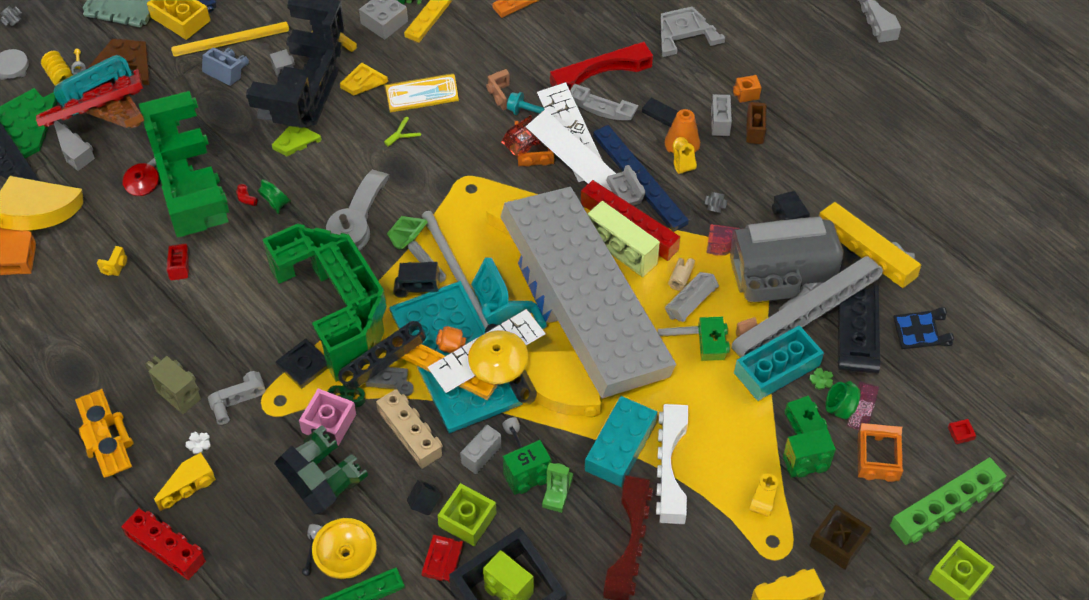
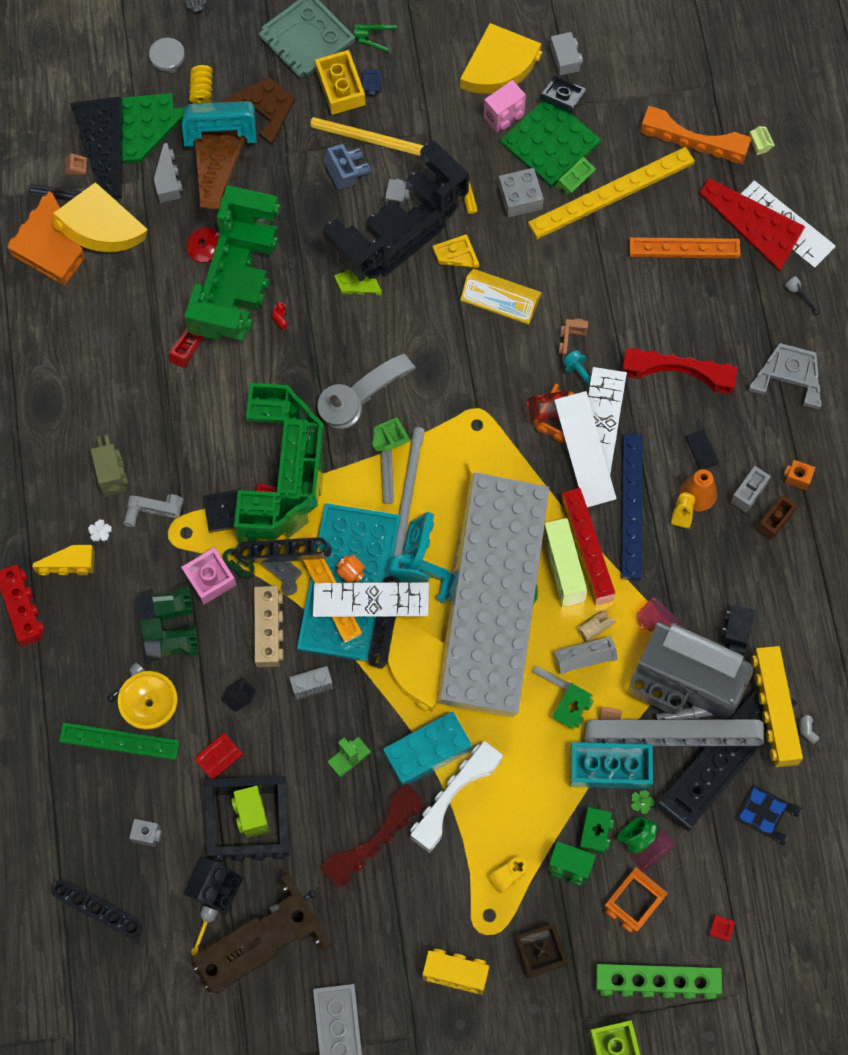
camera: 35 degrees right, 15 degrees up
(77, 66) = (219, 94): light grey hinge -> none
(96, 97) = (207, 145): red wing -> none
(96, 433) = (24, 478): light orange piece -> none
(115, 264) = (133, 320): yellow bracket -> none
(273, 195) = (299, 332): green hat -> none
(397, 135) = (448, 330): lime plant -> none
(417, 278) = (365, 491): black hinge -> none
(467, 514) = (260, 733): lime brick -> none
(500, 365) = (375, 624): yellow dish -> none
(511, 427) = (350, 679): light grey hinge -> none
(526, 467) = (332, 724): green brick -> none
(601, 106) = (651, 409): light grey slope -> none
(627, 186) = (608, 511): light grey bracket -> none
(716, 202) = (678, 575): dark grey gear -> none

